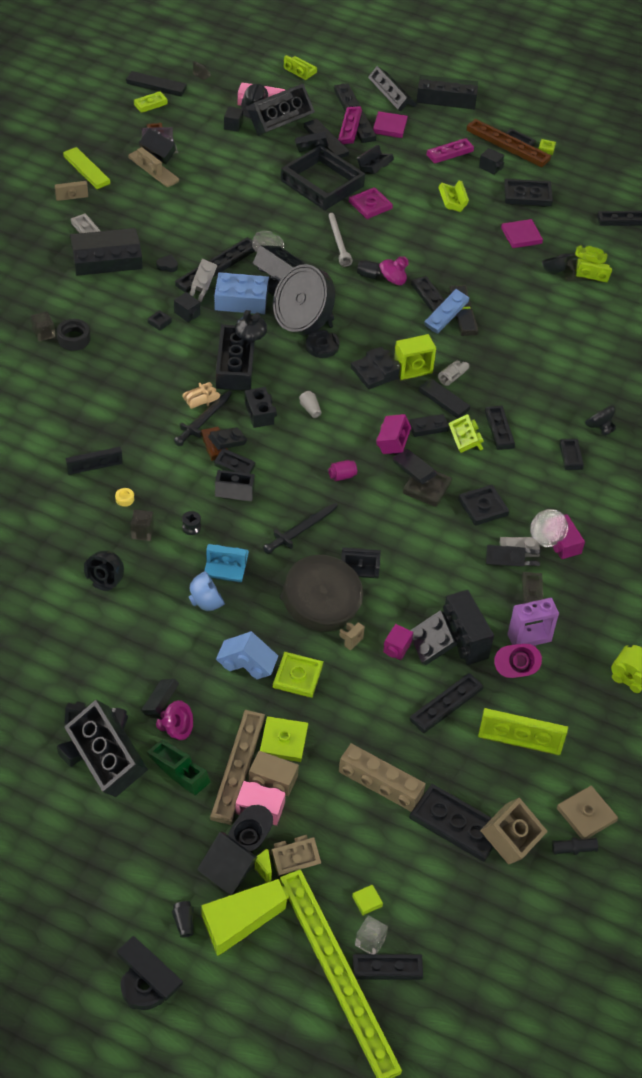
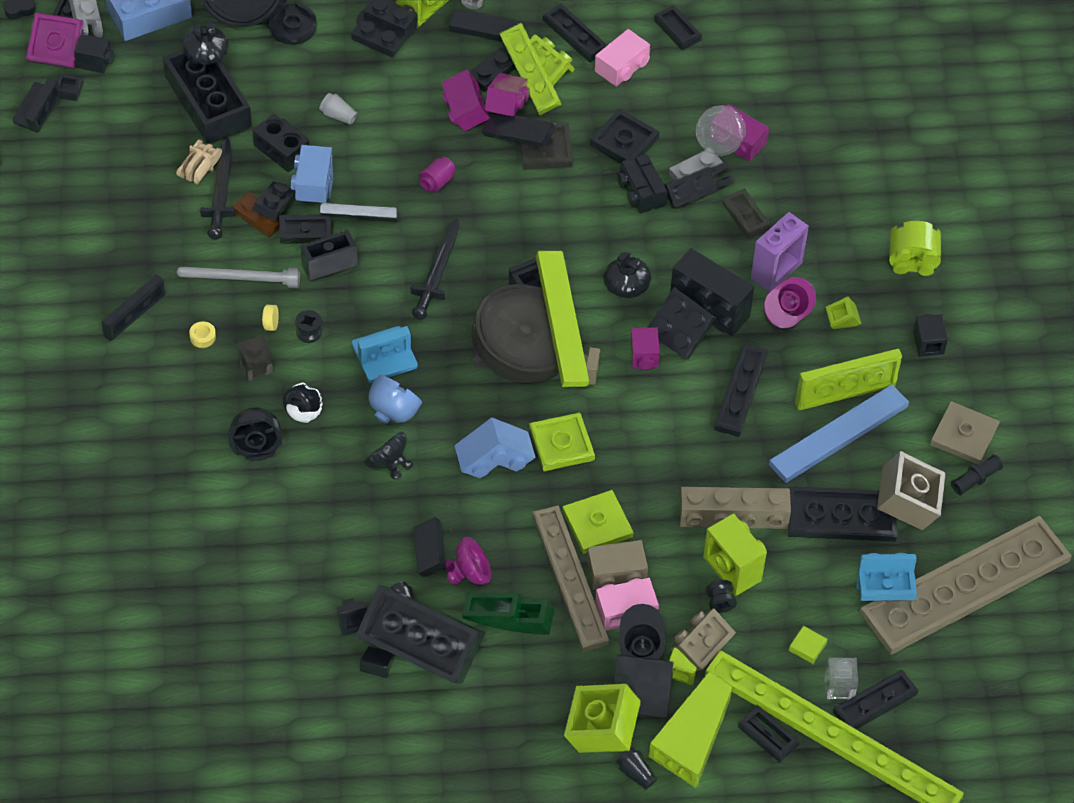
camera: 30 degrees left, 5 degrees up
(132, 322) = (37, 105): none -> black panel
(149, 566) = (302, 403): none -> black hair
(169, 288) = (54, 40): none -> magenta tile
(171, 506) = (270, 317): none -> light yellow tile
(178, 624) = (389, 455): none -> black hair
(181, 870) = (602, 718): none -> lime brick
(203, 488) = (288, 277): none -> light grey piece
(260, 433) = (313, 174): none -> medium blue brick
(276, 470) = (360, 212): none -> tile
(297, 964) = (748, 720): none -> black tile
(329, 831) = (721, 596): none -> black wheel
(352, 595) = (562, 319): none -> lime tile
(356, 808) = (735, 553): none -> lime brick
(421, 441) = (506, 94): none -> magenta brick
(422, 591) = (627, 276): none -> black hair
(451, 434) = (531, 68): none -> lime tile
(451, 882) = (886, 577): none -> dark azure bracket
(474, 538) = (642, 184): none -> black brick
(494, 766) = (838, 433): none -> medium blue tile
(512, 919) = (967, 584): none -> dark tan plate
(518, 455) = (622, 57): none -> bright pink brick
(555, 688) = (843, 314): none -> lime slope
(607, 732) = (930, 335): none -> black brick

